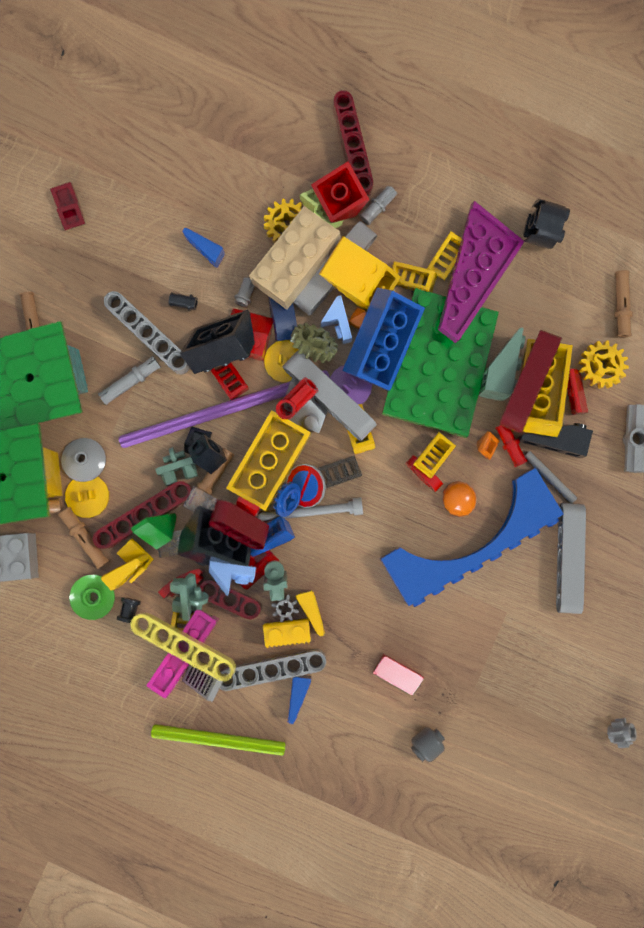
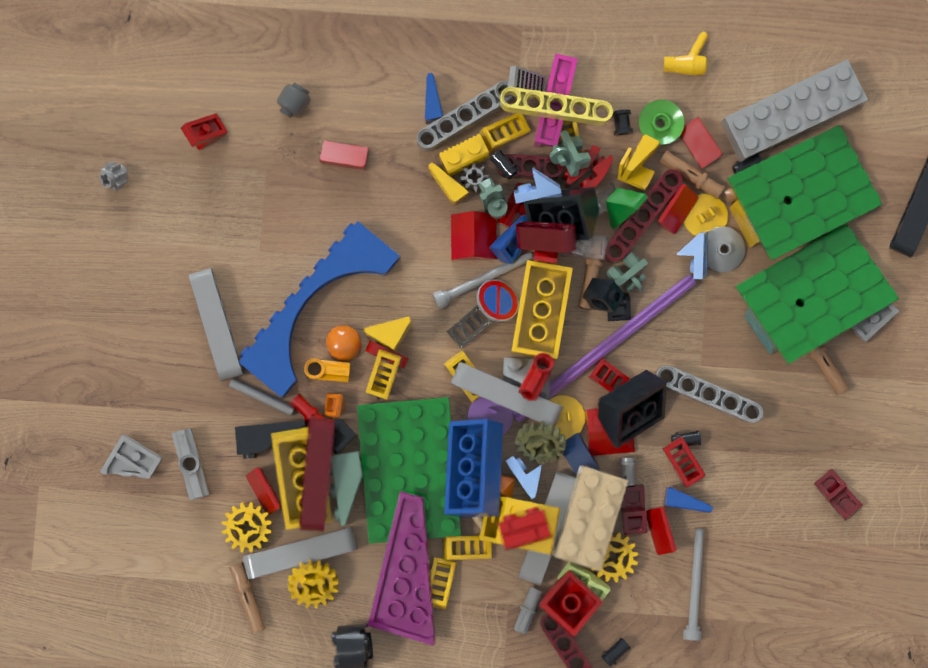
camera: 160 degrees right, 0 degrees up
(36, 527) = (739, 166): none -> black pin
(41, 642) = (690, 64): none -> yellow piece
(64, 564) = (700, 143): none -> slope
(104, 465) = (699, 249): none -> light blue slope
(108, 510) = (678, 209): none -> red slope
(129, 380) = (702, 350): light grey pin -> none
(164, 573) = (599, 171): none -> red slope
(188, 266) = (694, 476): none -> red slope
(218, 740) = (492, 34): lime axle -> none
(236, 231) = (660, 530): none -> red slope
(242, 135) = (692, 629): none -> light grey piece
(253, 253) = (634, 510): none -> dark red slope
(253, 608) = (504, 165): none -> black pin
(259, 641) = (488, 140): none -> yellow slope
(285, 506) = (510, 279): blue gear -> none
(306, 554) = (472, 236): none -> red slope
(315, 142) = (615, 652): none -> black pin
(358, 264) = (525, 529): none -> red brick
(416, 489) = (389, 333): none -> yellow slope
(480, 477) = (330, 371): none -> light orange piece
(490, 415) = (341, 436): none -> black panel
(523, 745) = (204, 131): none -> red slope
(561, 293) = (313, 583): none -> yellow gear
(564, 324) = (294, 553): none -> light grey beam

